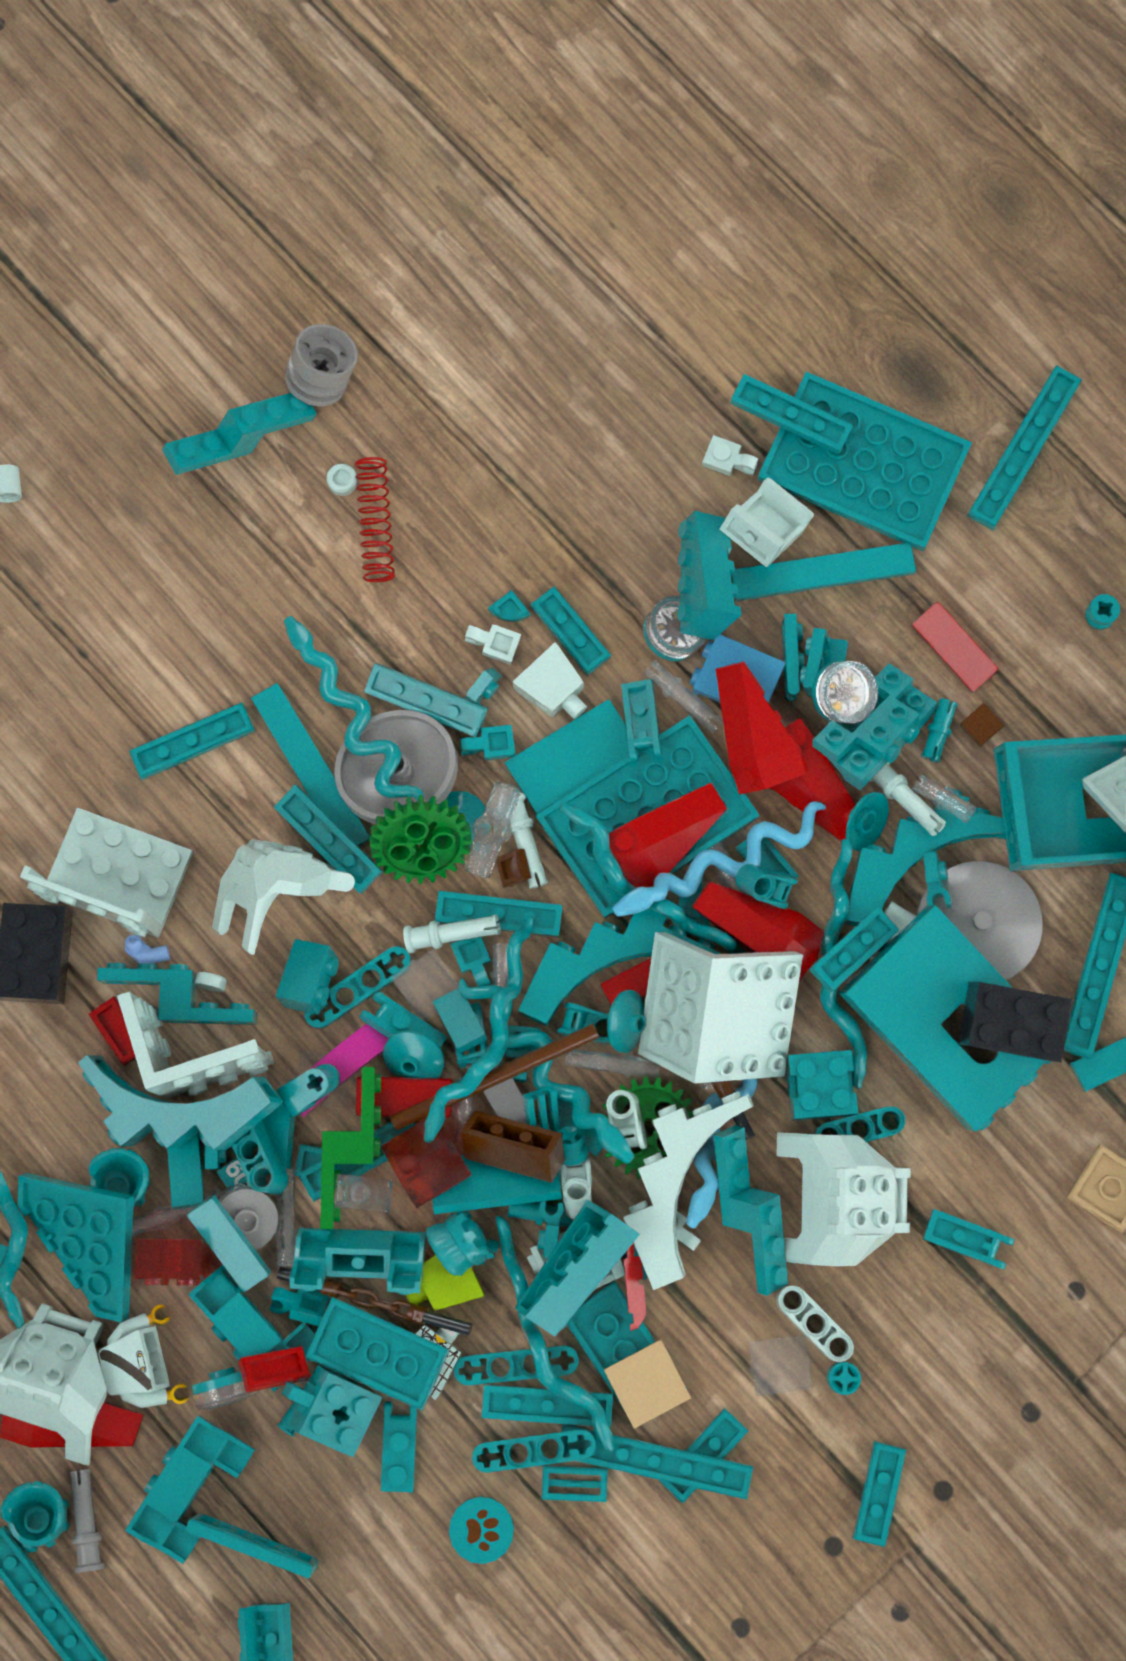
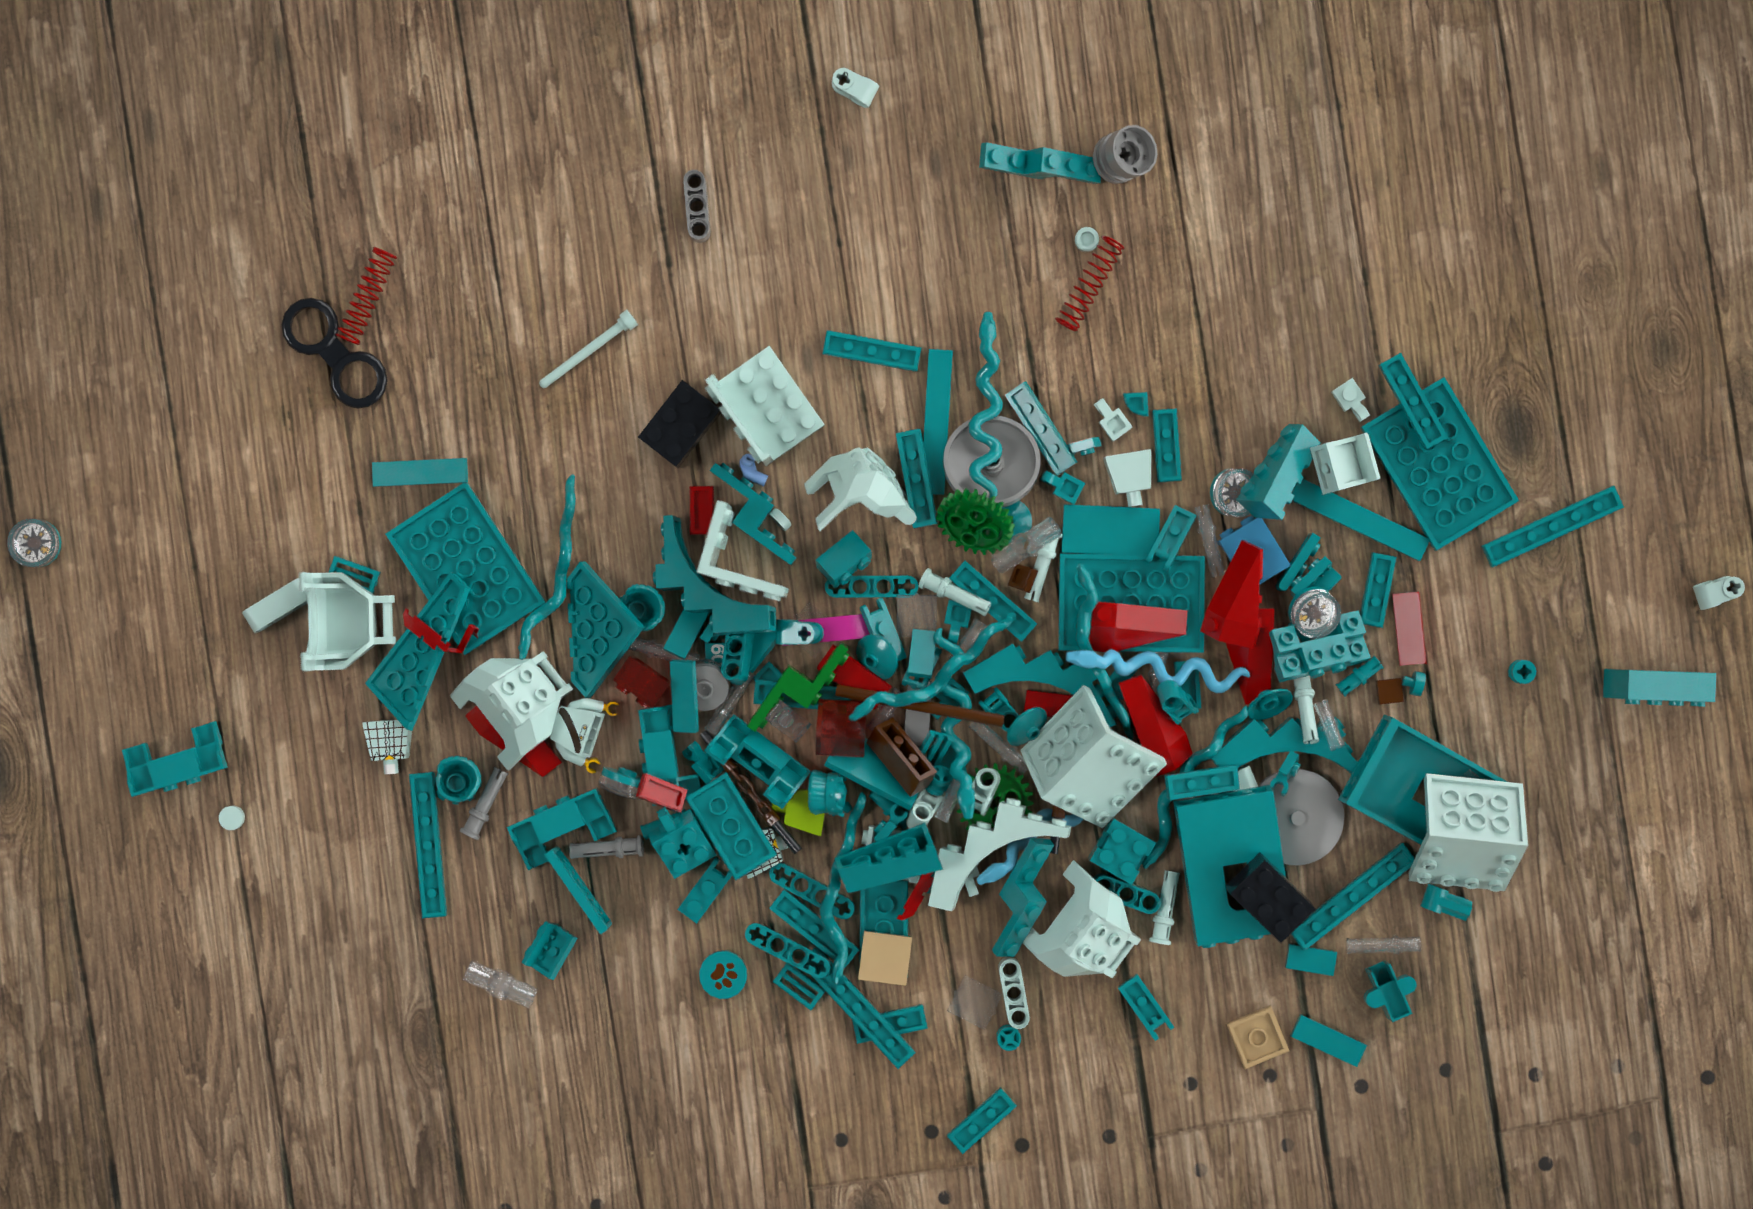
camera: 30 degrees right, 10 degrees up
(268, 1467) = (616, 847): none -> light grey pin
(598, 1160) = (948, 802): none -> clear pin
(893, 630) = (1377, 589): none -> teal tile
(918, 1129) = (1164, 919): none -> light aqua pin
(1003, 697) = (1415, 683): none -> teal tile

